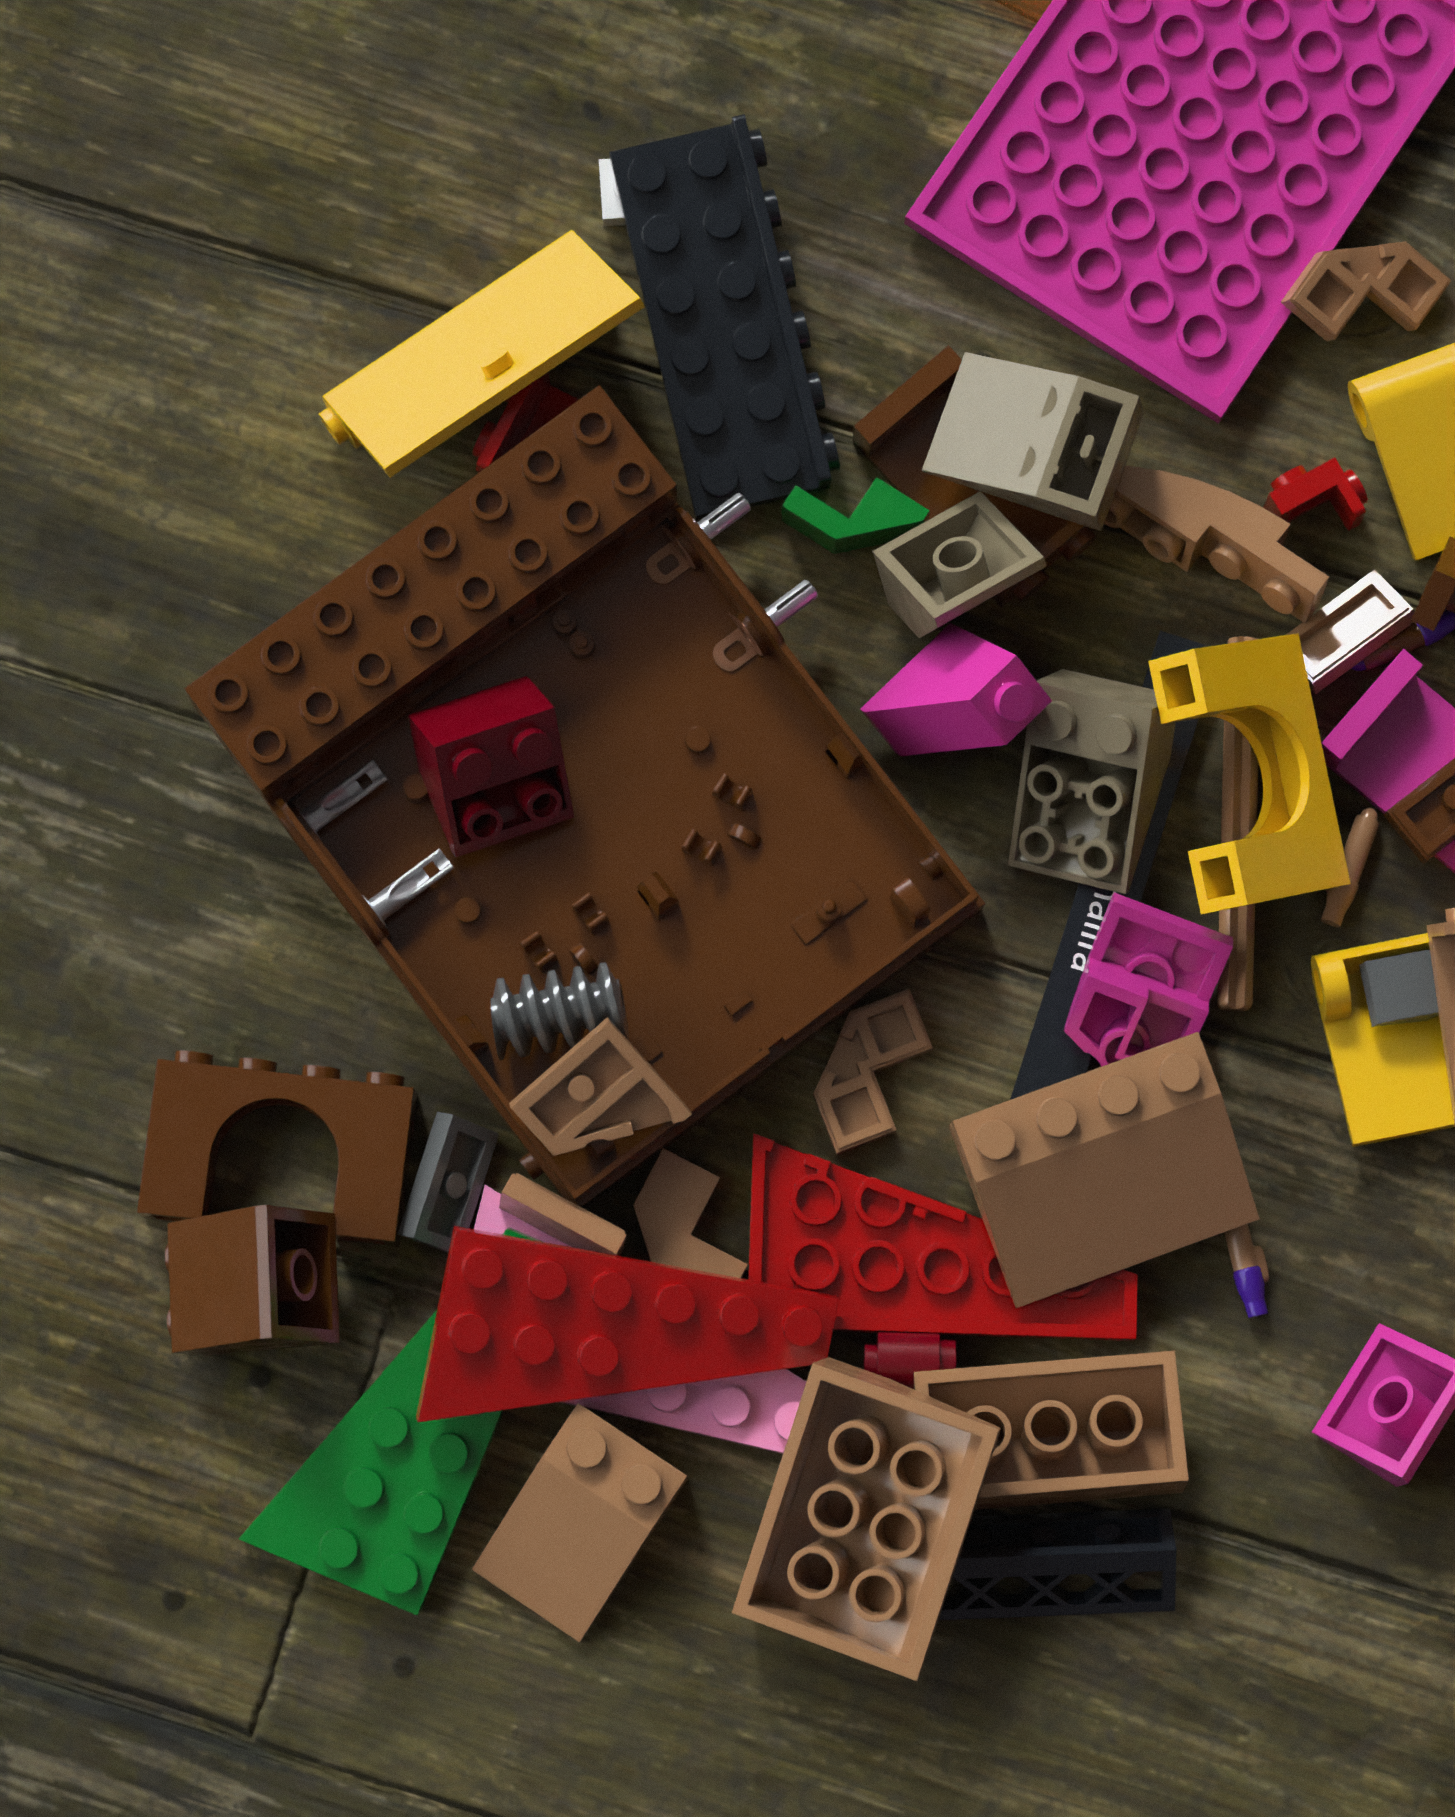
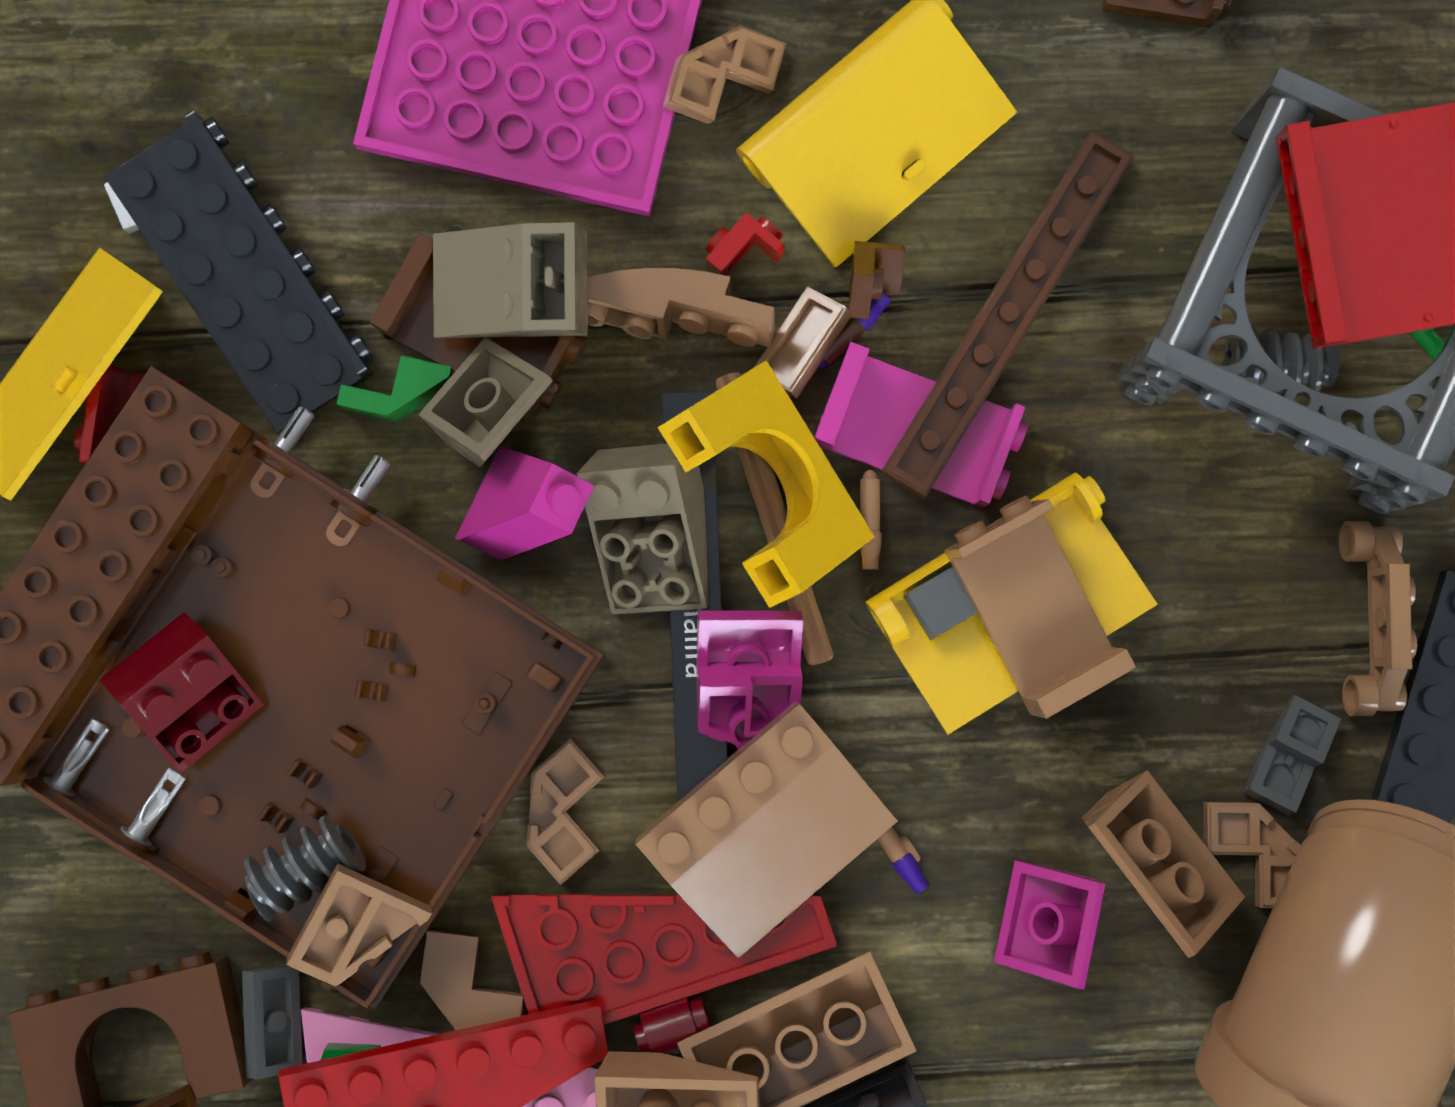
camera: 20 degrees left, 5 degrees up
(560, 1217) = (367, 1020): medium nougat tile -> none

